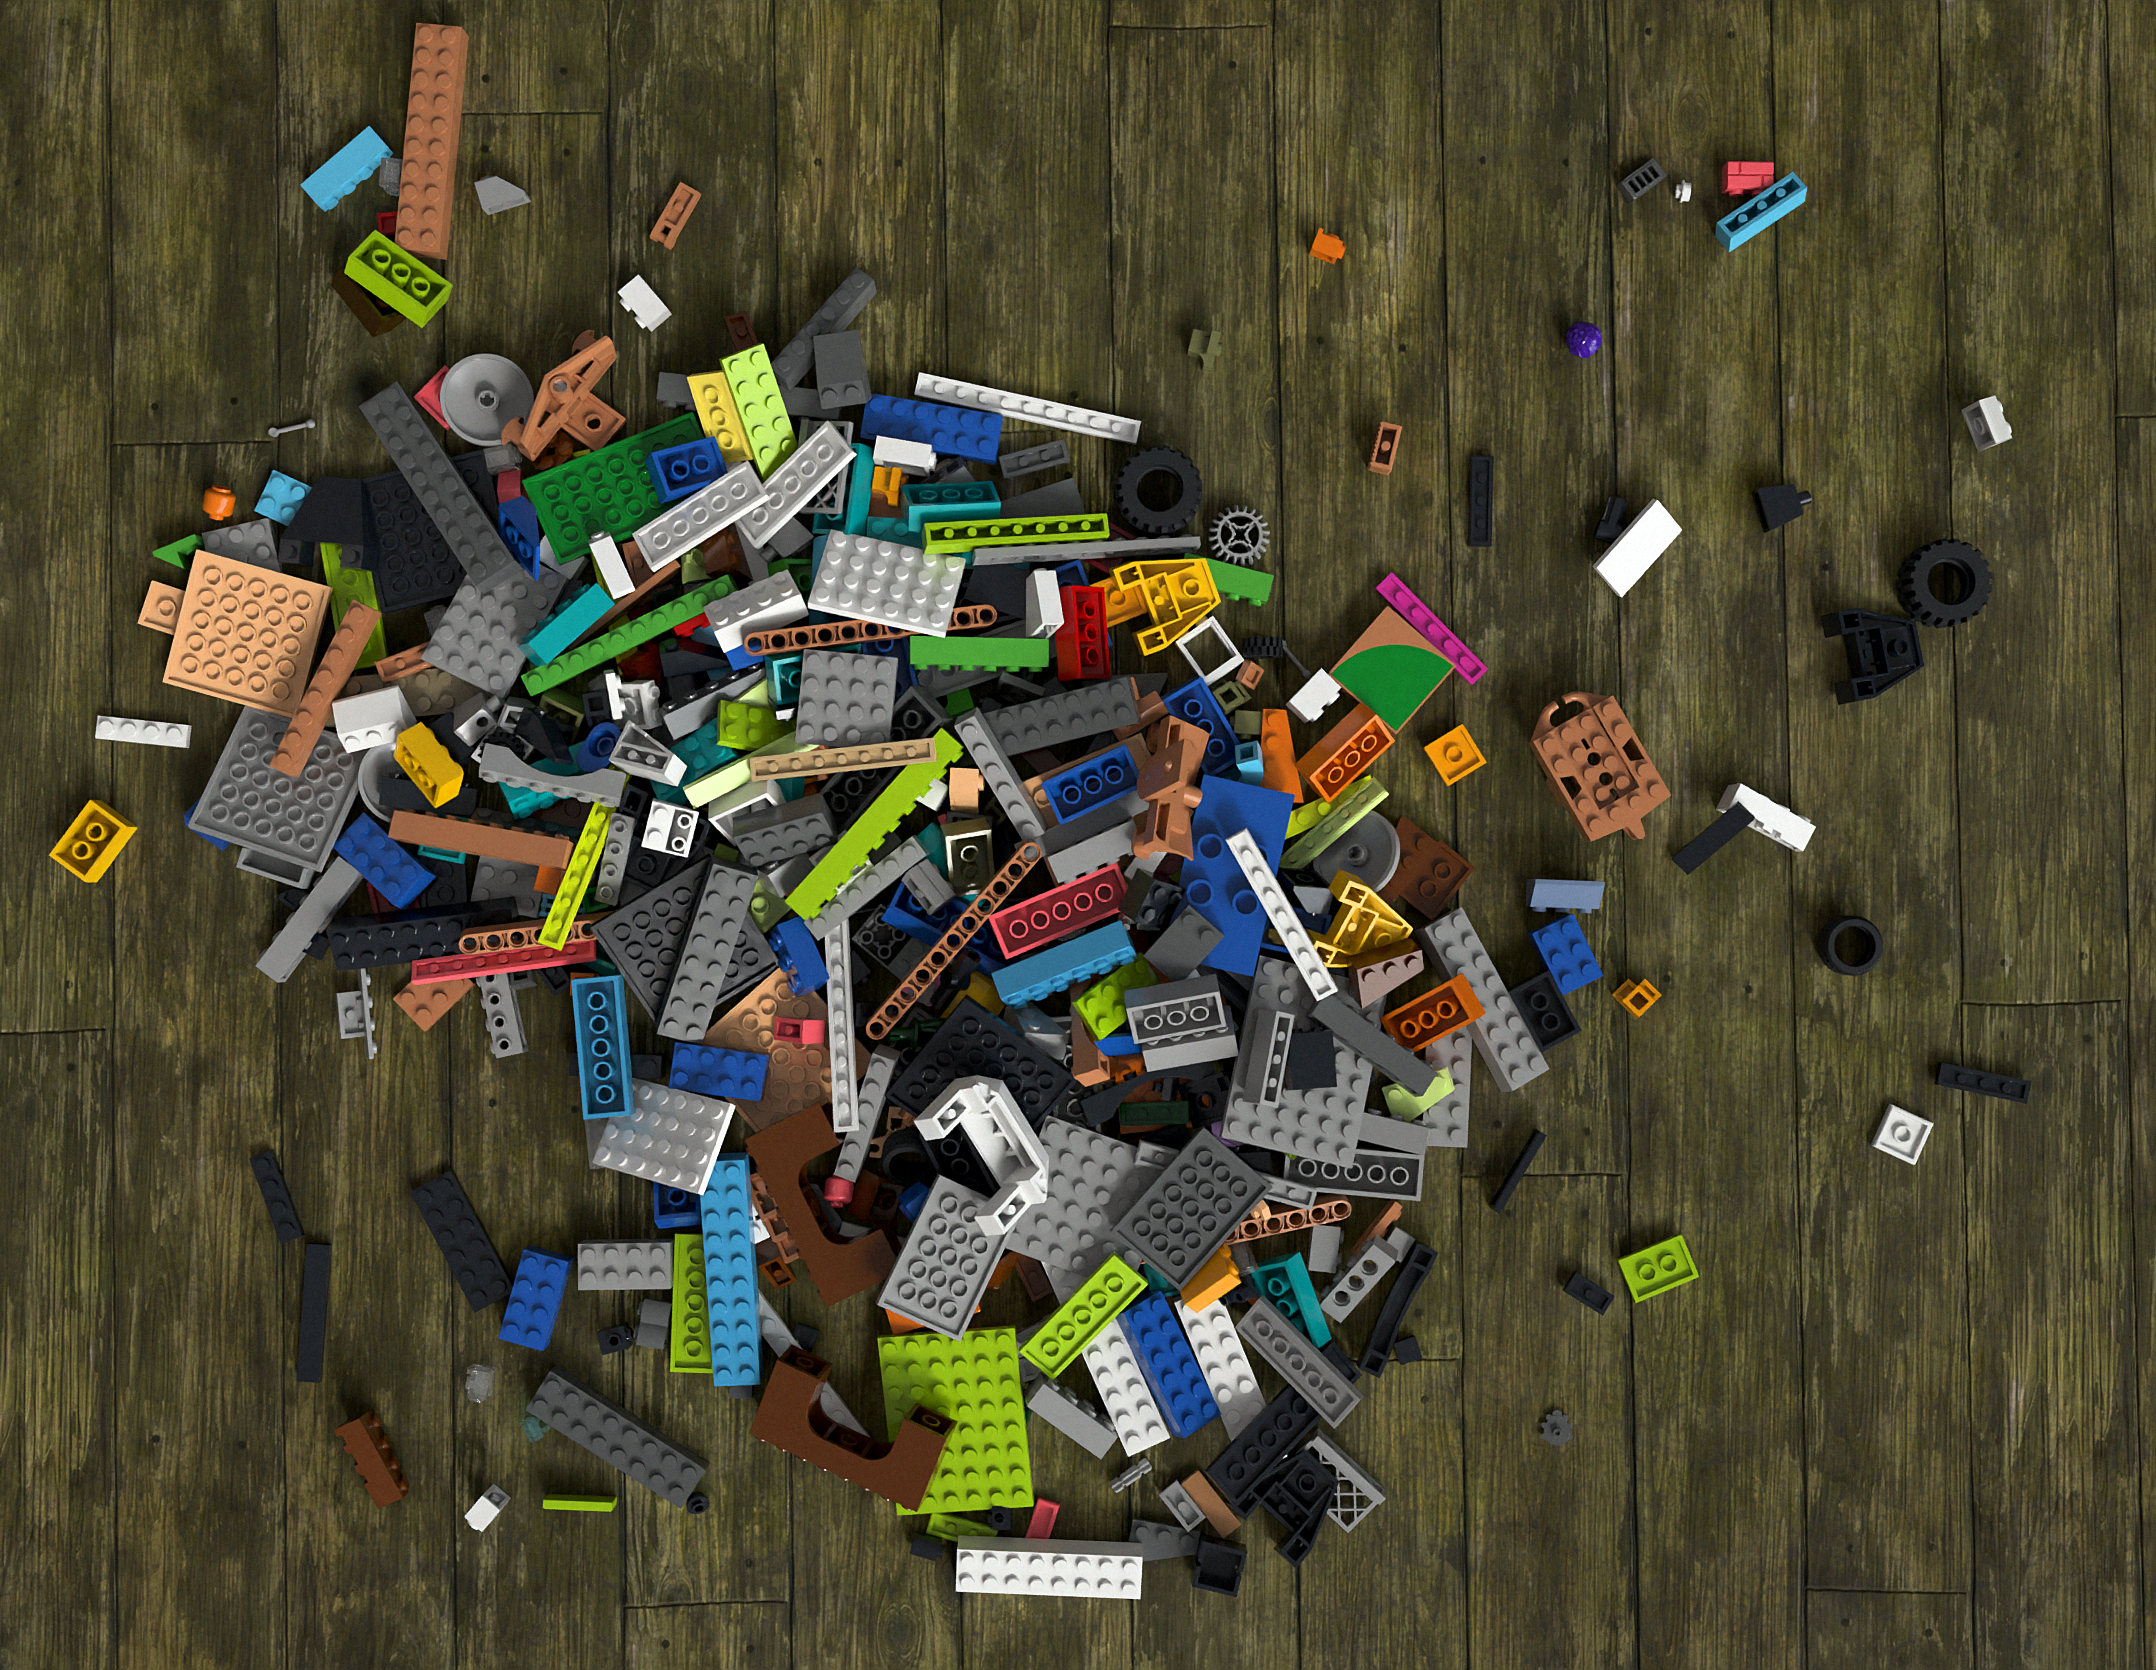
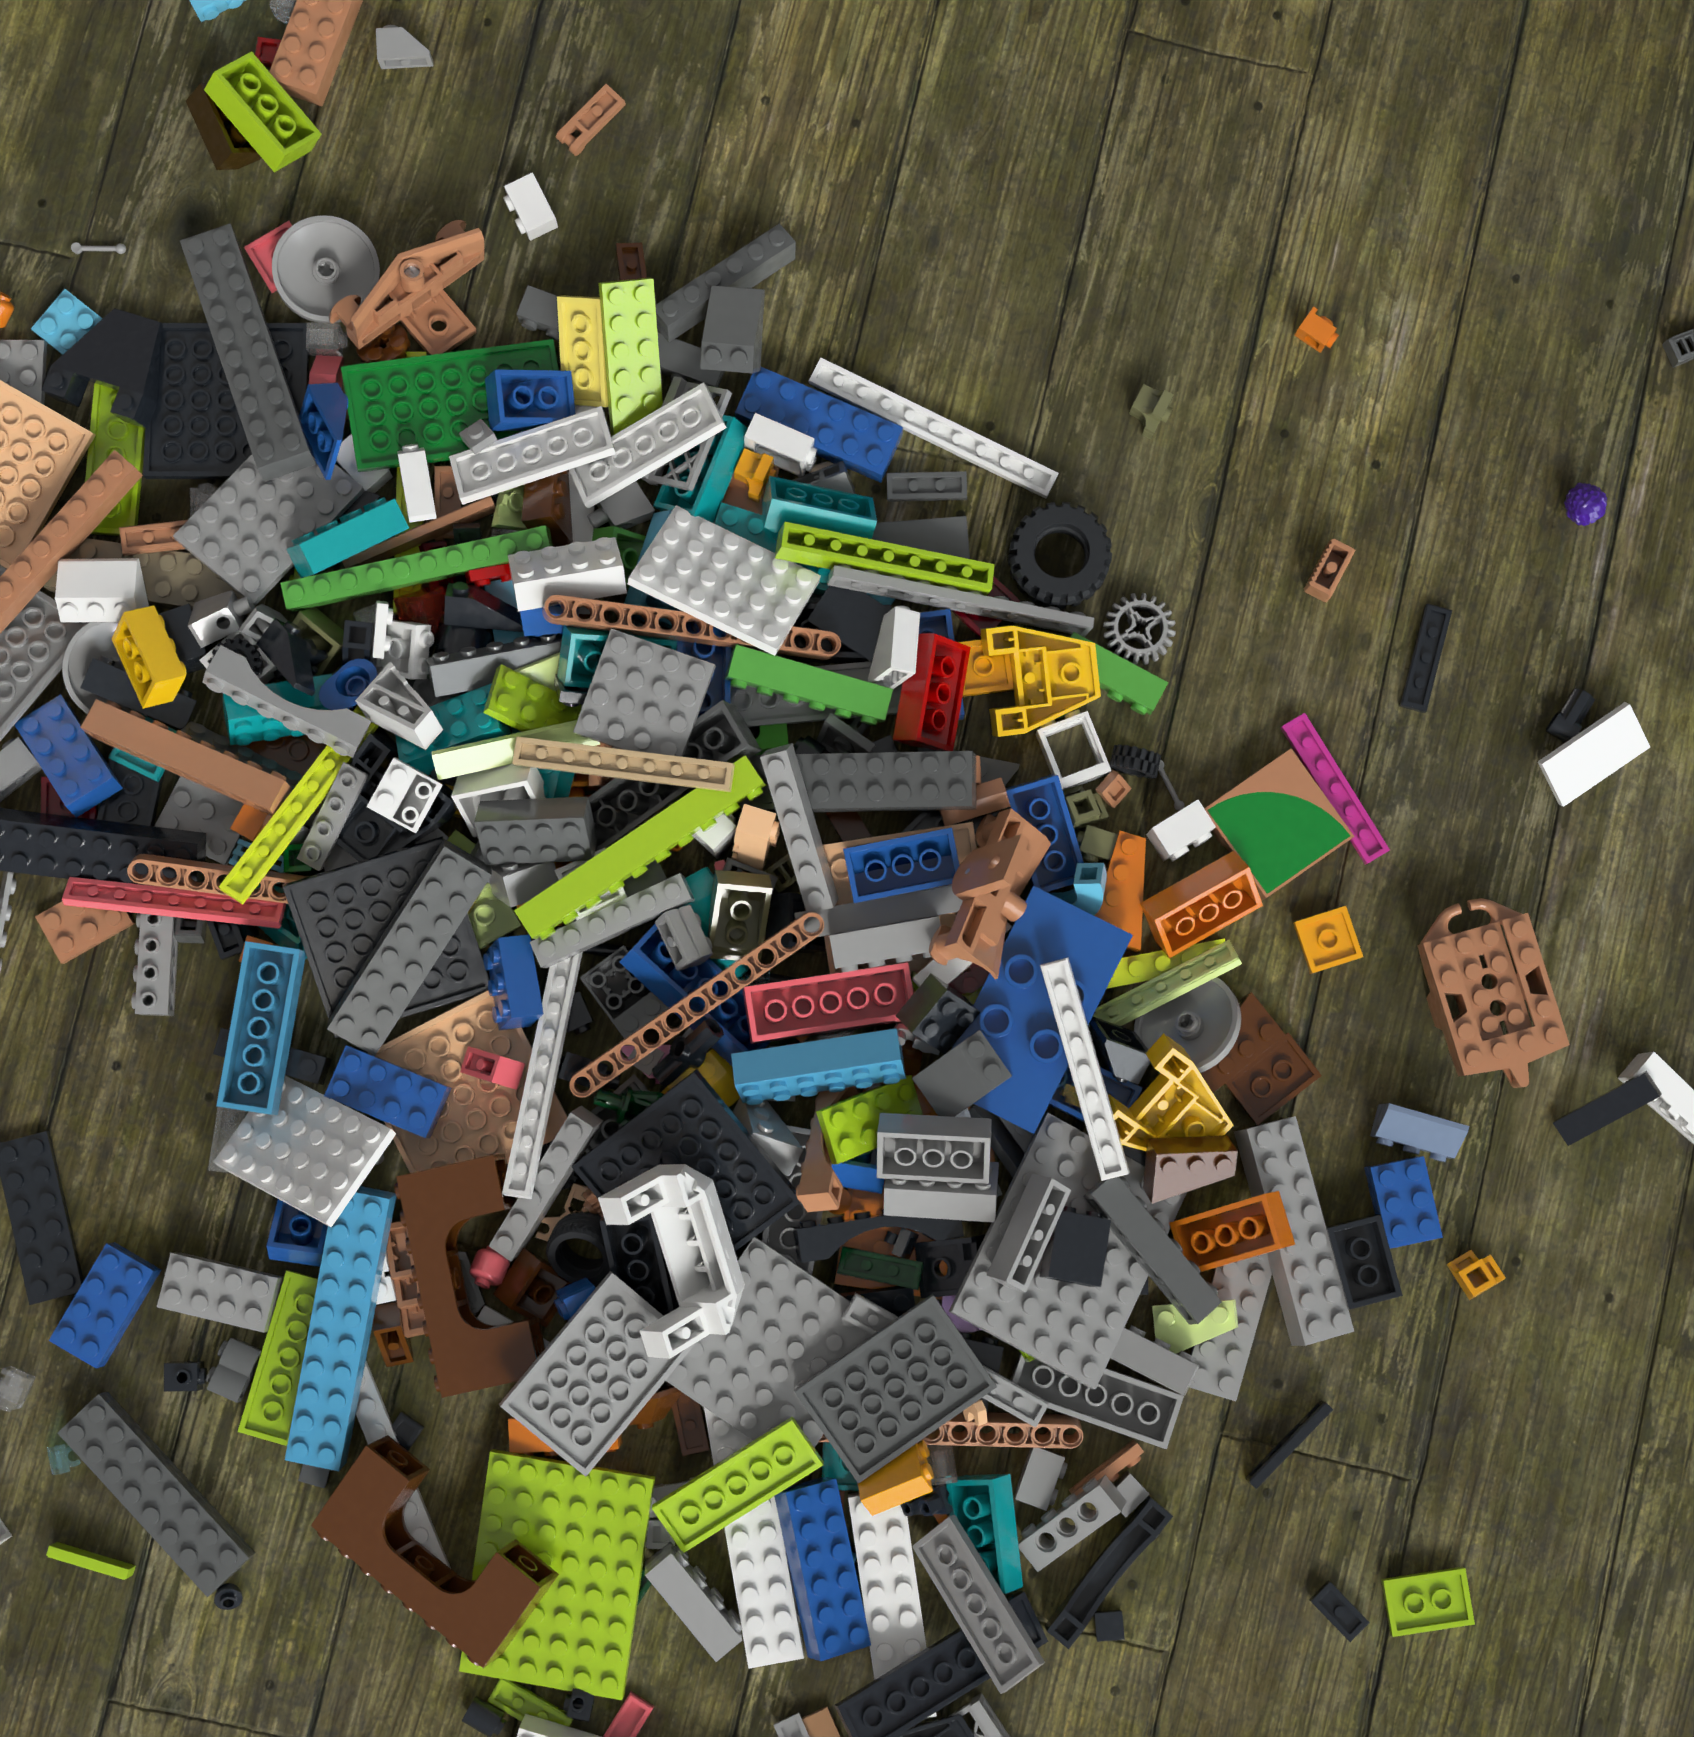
camera: 15 degrees right, 5 degrees down
(651, 511) = (478, 436): none -> light grey plate
(1130, 1475) = (746, 1693): light grey axle -> none

